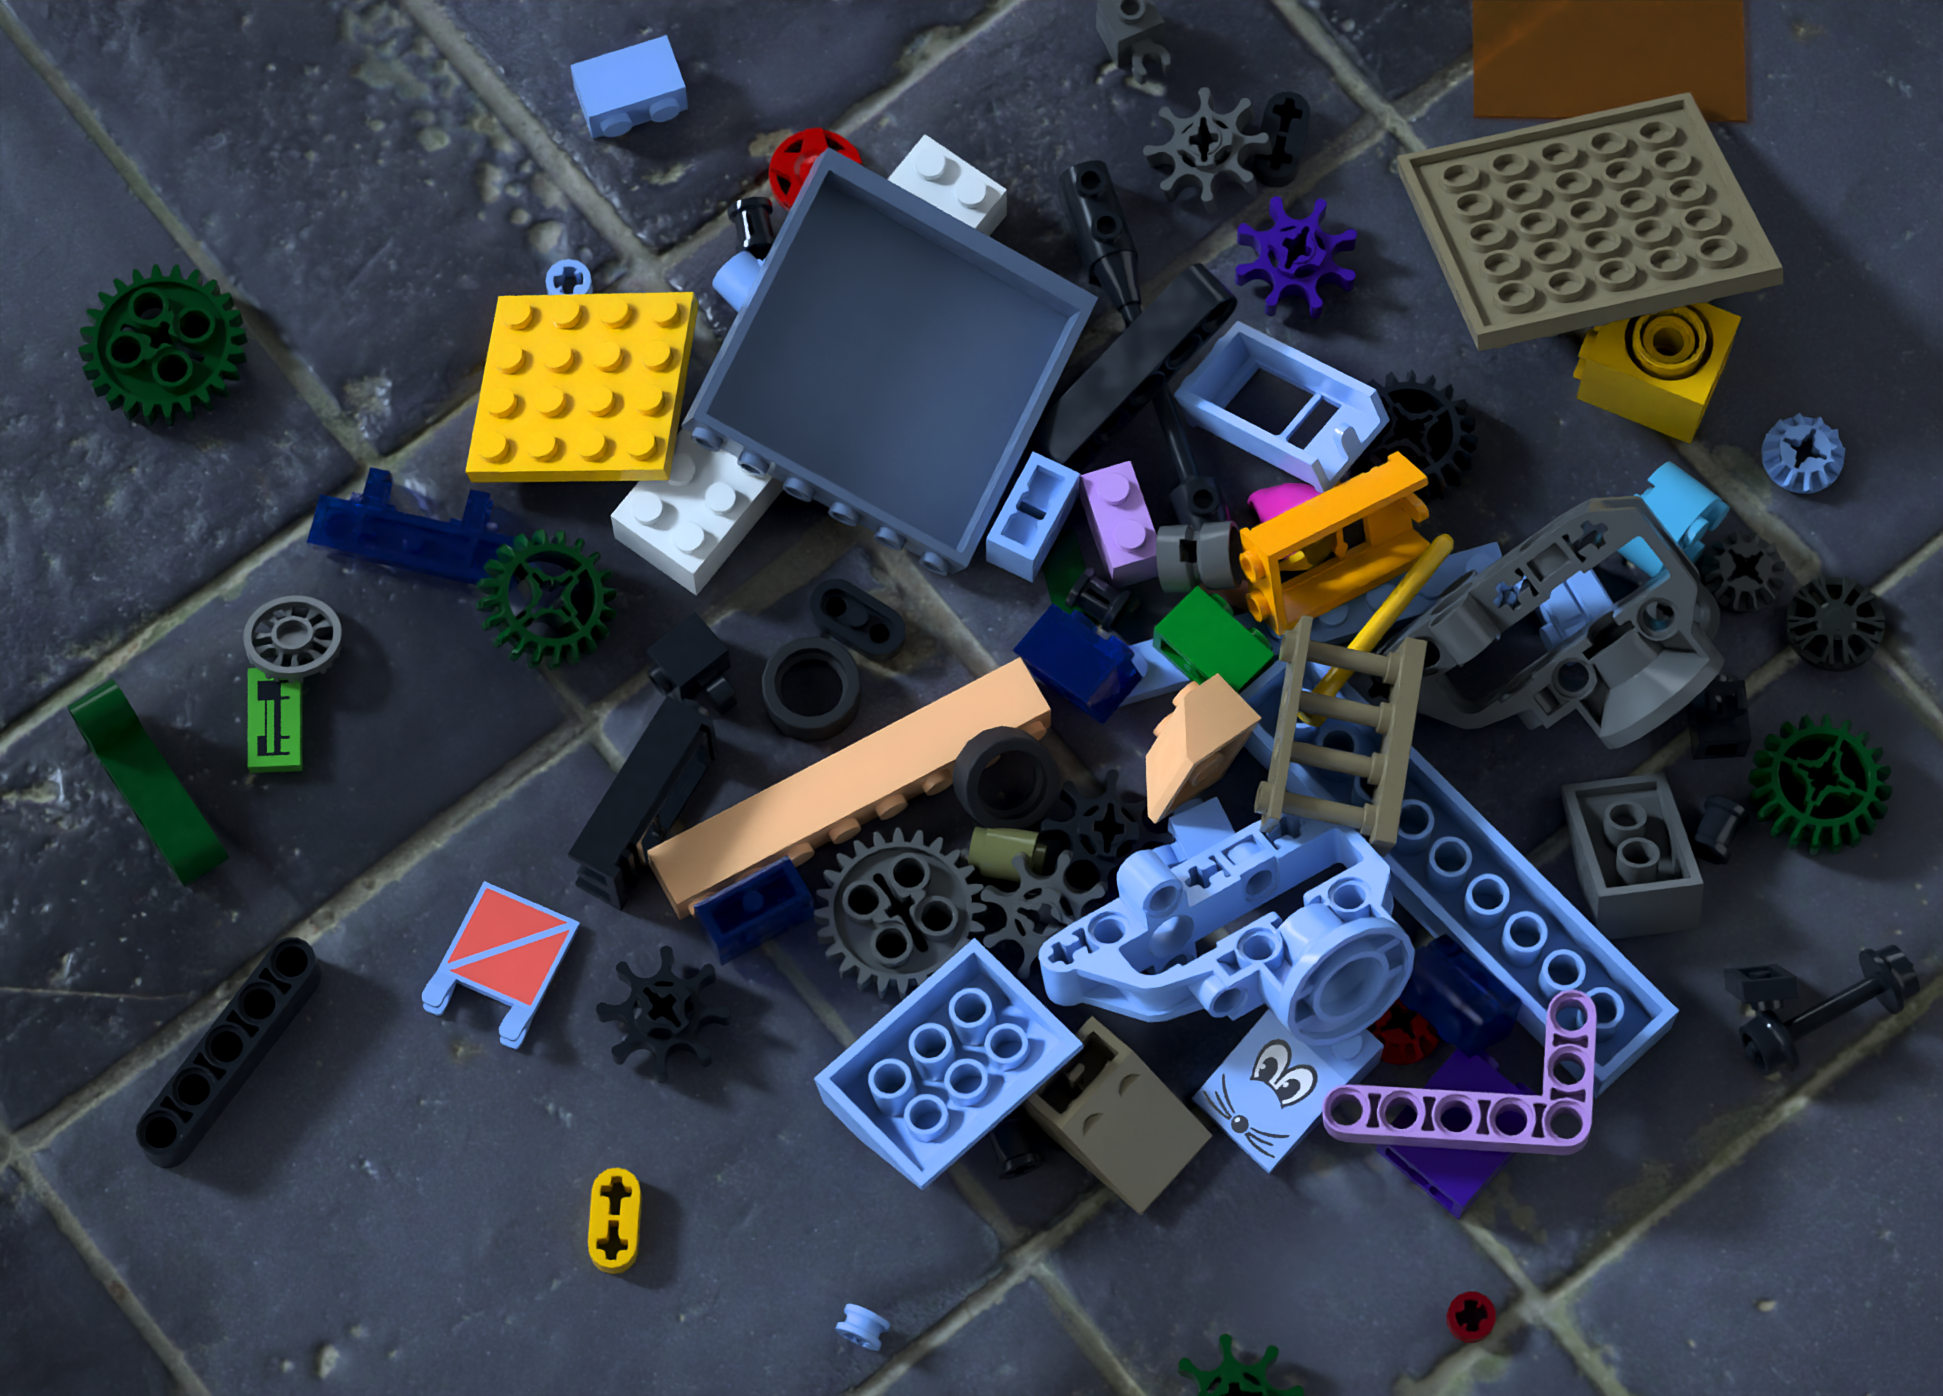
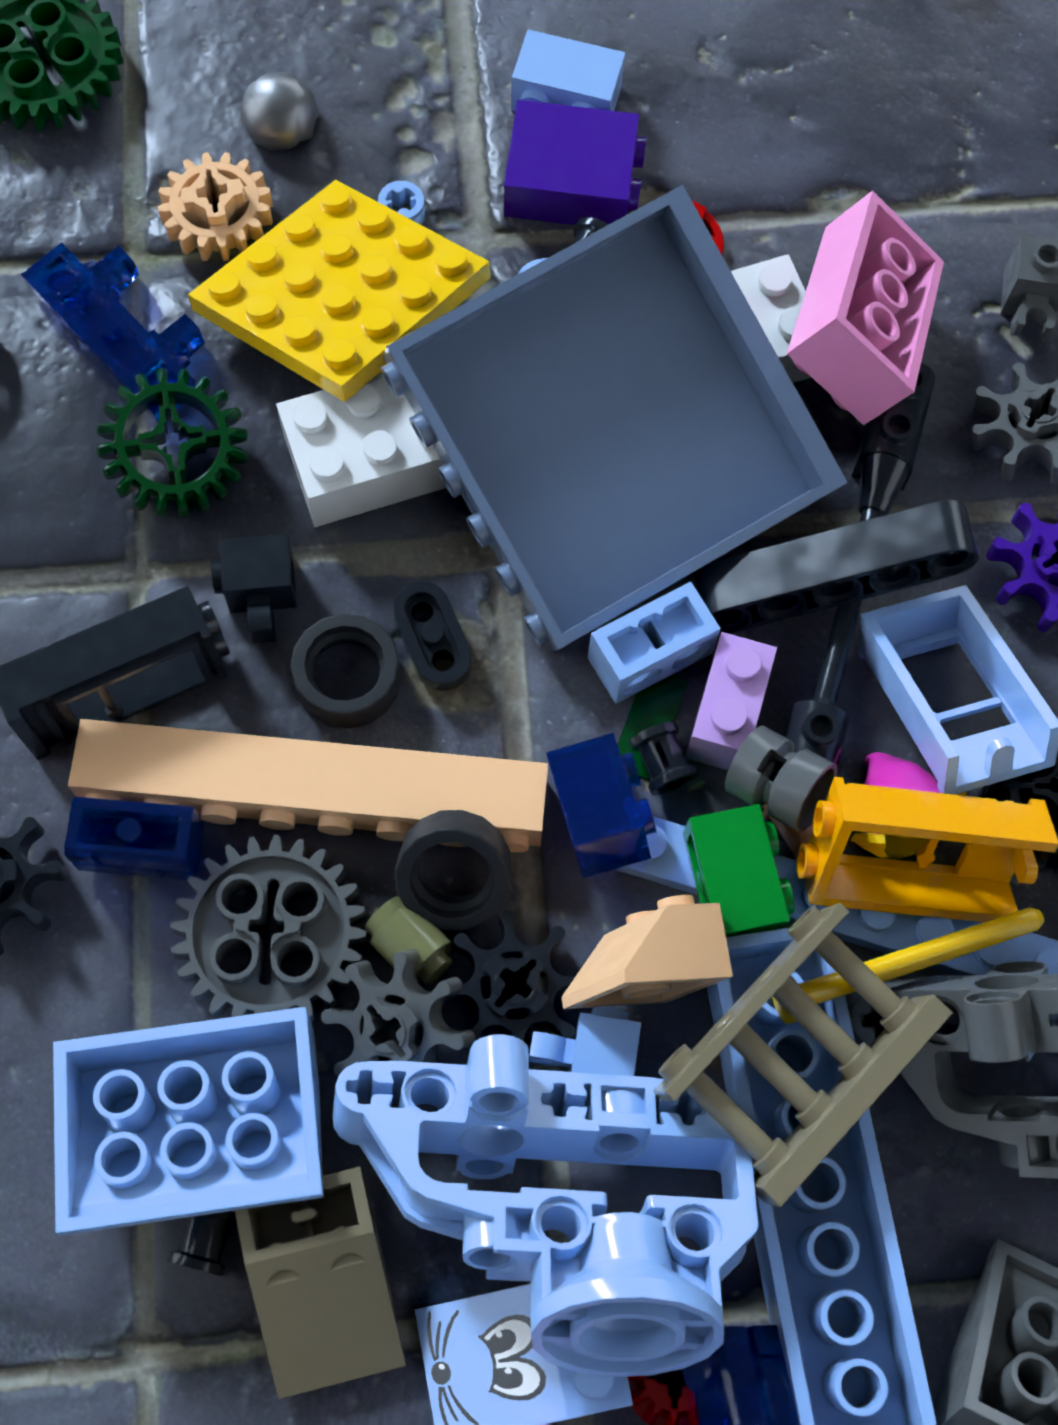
camera: 30 degrees right, 0 degrees up
(404, 266) = (279, 111): none -> flat silver hair
(421, 361) = (190, 199): none -> light nougat gear
(688, 160) = (572, 163): none -> dark purple brick
(1020, 144) = (867, 309): none -> bright pink brick

